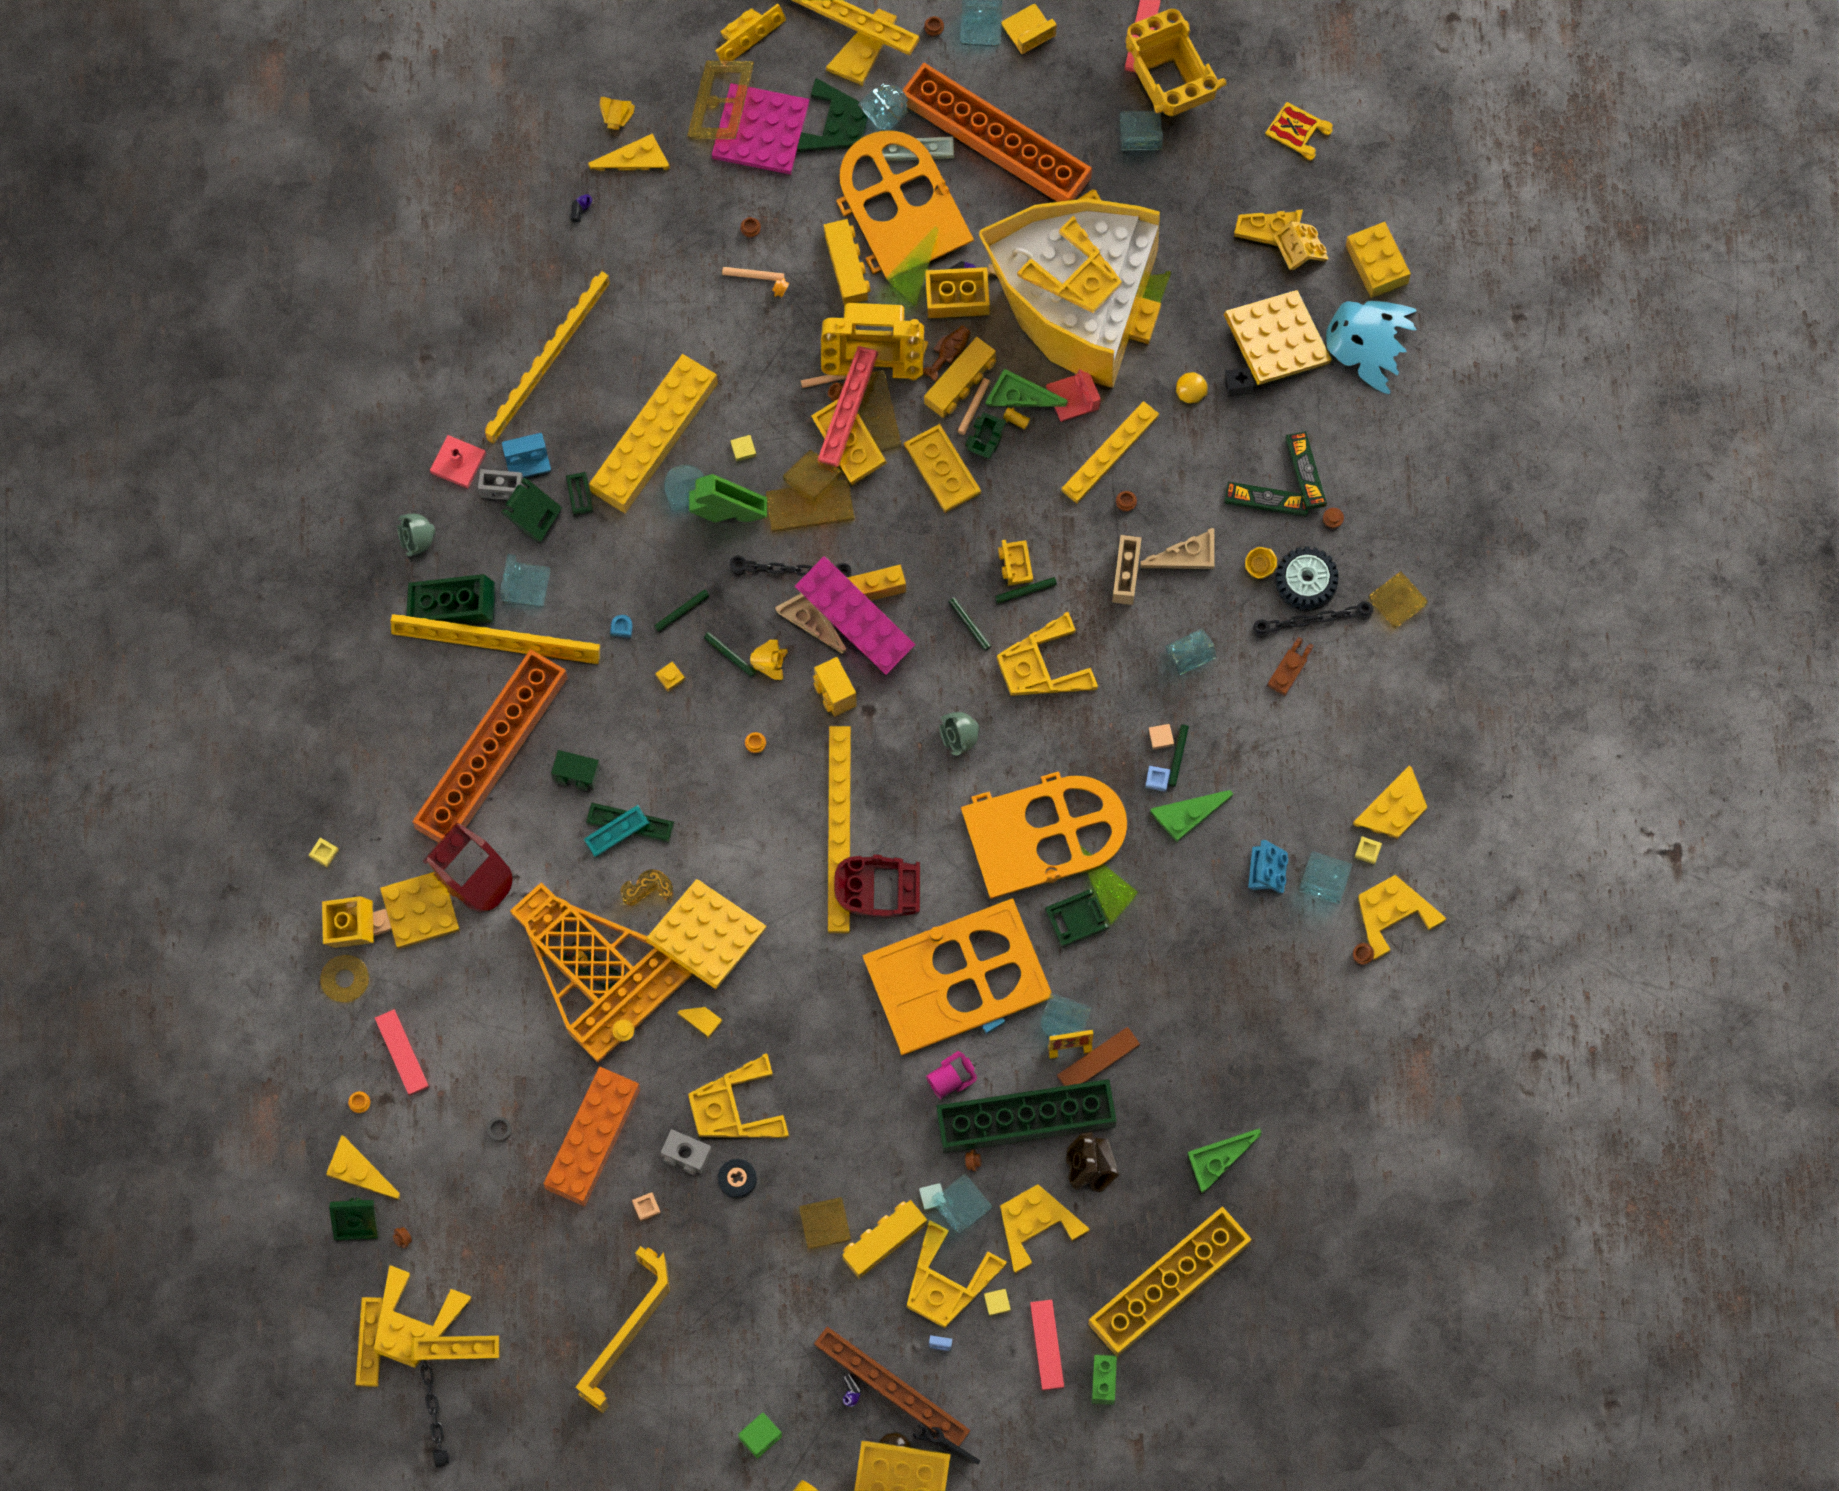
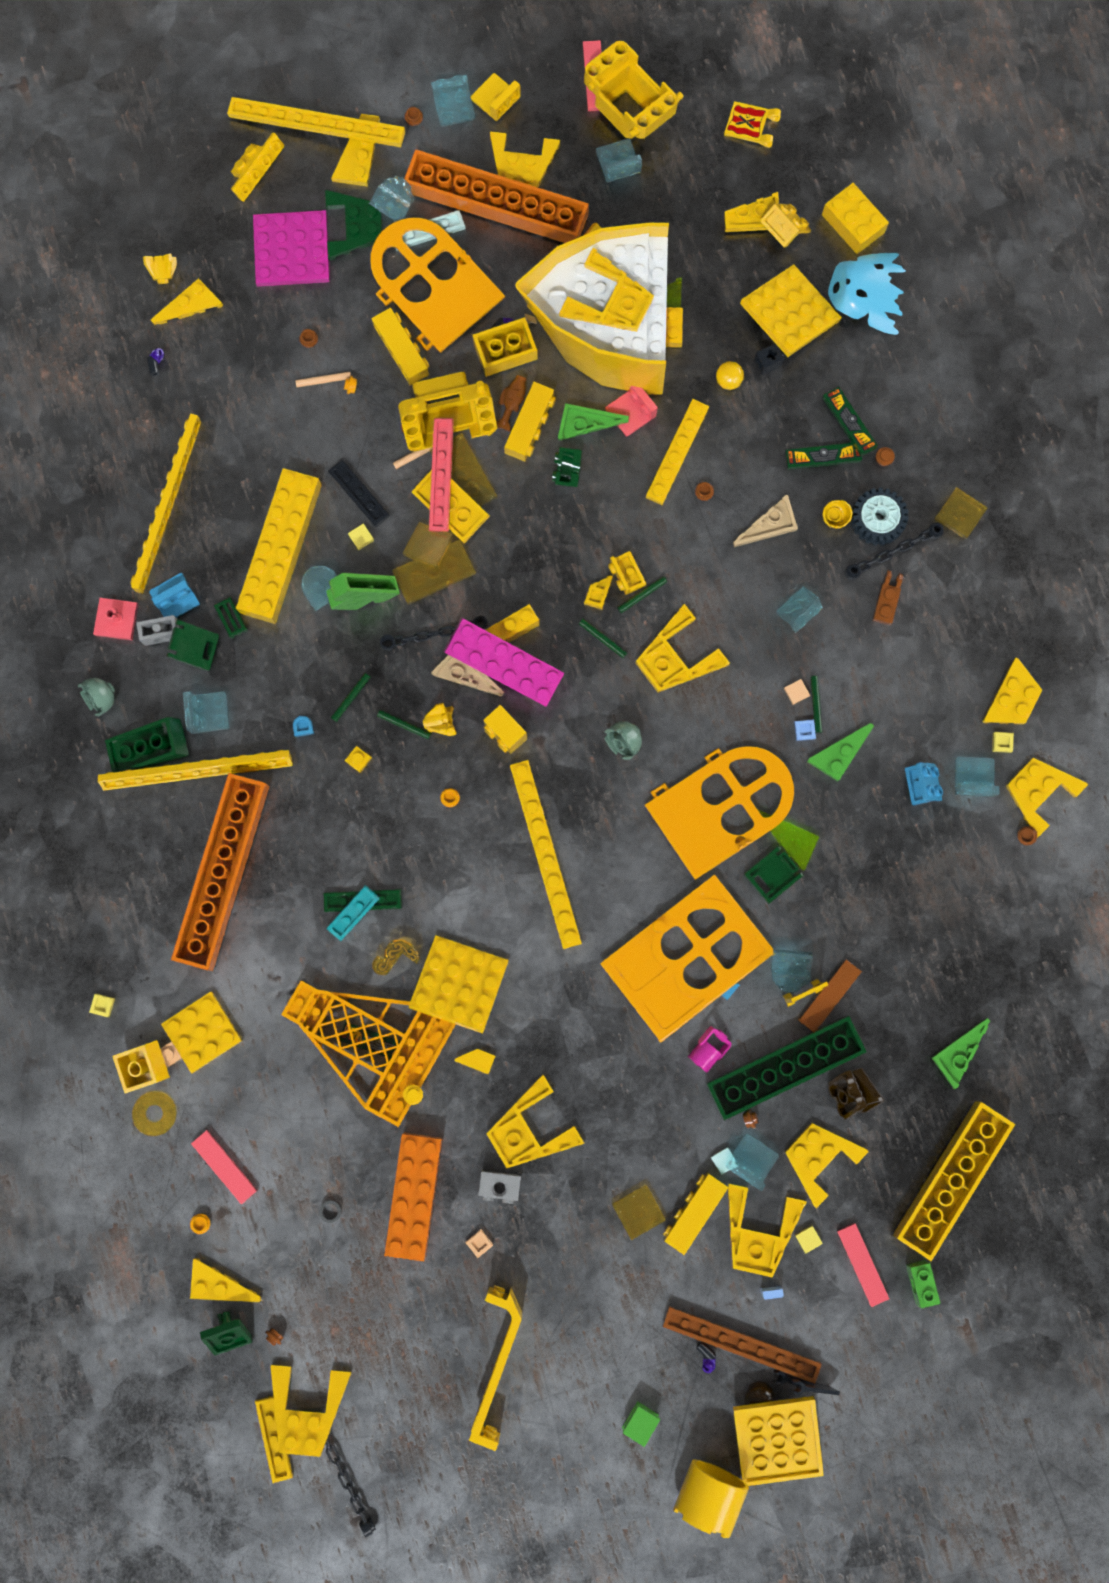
camera: 15 degrees left, 10 degrees up
(454, 1347) = (350, 1428): yellow plate -> none
(486, 885) = (253, 996): dark red slope -> none
(575, 770) = (301, 868): dark green brick -> none
(712, 67) = (233, 235): clear yellow door -> none
(738, 1189) = (558, 1202): black bush -> none
(754, 402) = (359, 493): none -> black tile
(835, 391) = (426, 464): dark orange plate -> none
(856, 885) = (575, 902): dark red slope -> none
(910, 273) = (458, 342): clear neon green wing -> none
(942, 468) = (537, 506): yellow tile -> none
(973, 406) = (548, 444): light nougat bar -> none
(979, 575) = (598, 592): none -> yellow tile
(1016, 418) = (588, 444): yellow pin -> none
(1033, 110) = (520, 166): none -> yellow wing
(1126, 570) = (724, 553): tan brick -> none

